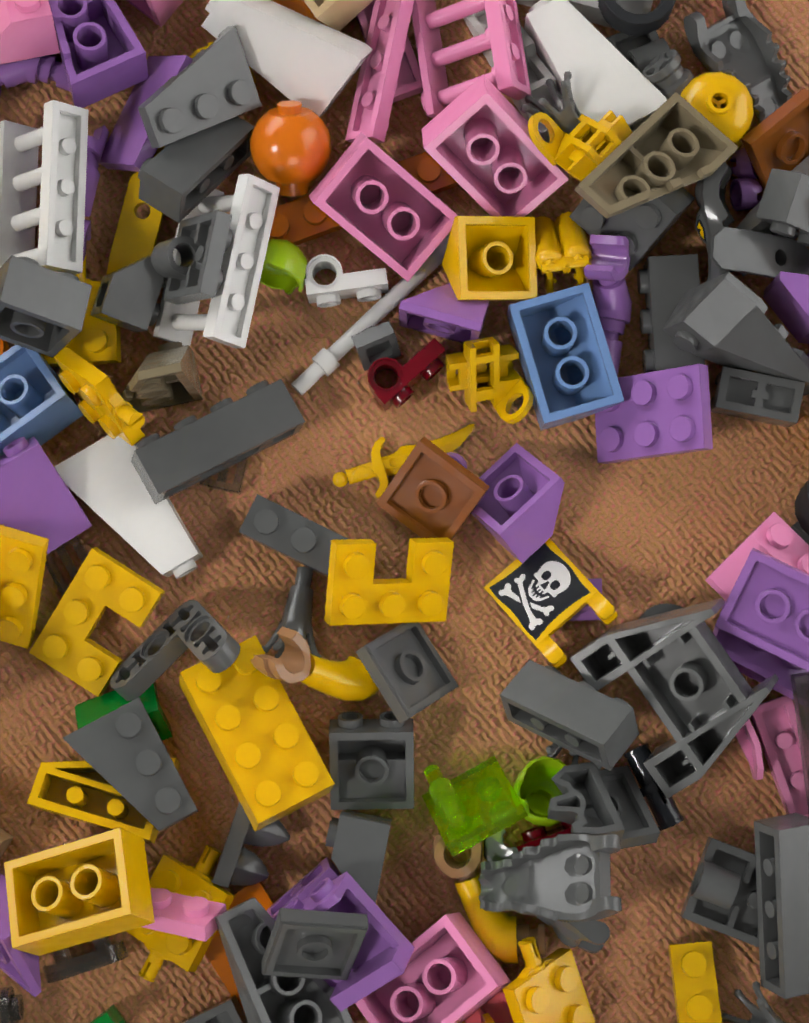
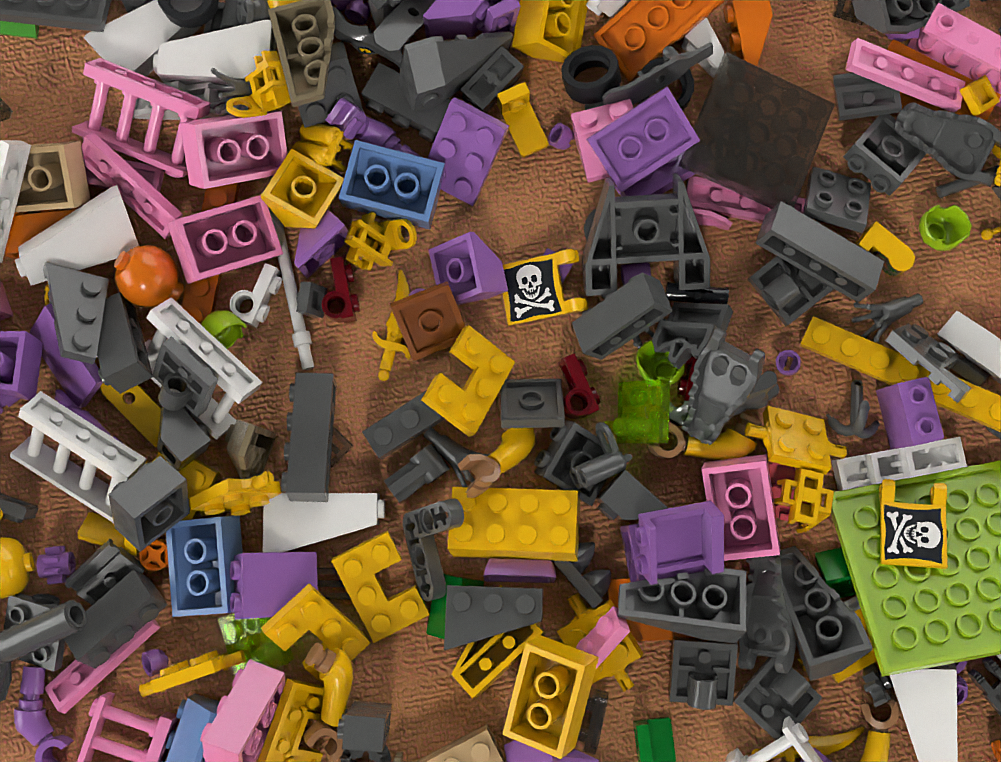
camera: 65 degrees left, 0 degrees up
(206, 770) = (520, 571): none -> medium lavender piece
(257, 588) = (421, 470): none -> dark grey piece
(314, 944) = (672, 561): dark grey plate -> none
(382, 796) = (603, 465): none -> dark grey piece
(472, 699) = (574, 373): none -> dark red plate
(634, 697) = (634, 269): none -> medium lavender hinge
(636, 934) = (781, 361): none -> medium lavender hinge
(733, 459) = (522, 121): none -> yellow bracket
(742, 515) = (560, 136): none -> medium lavender hinge

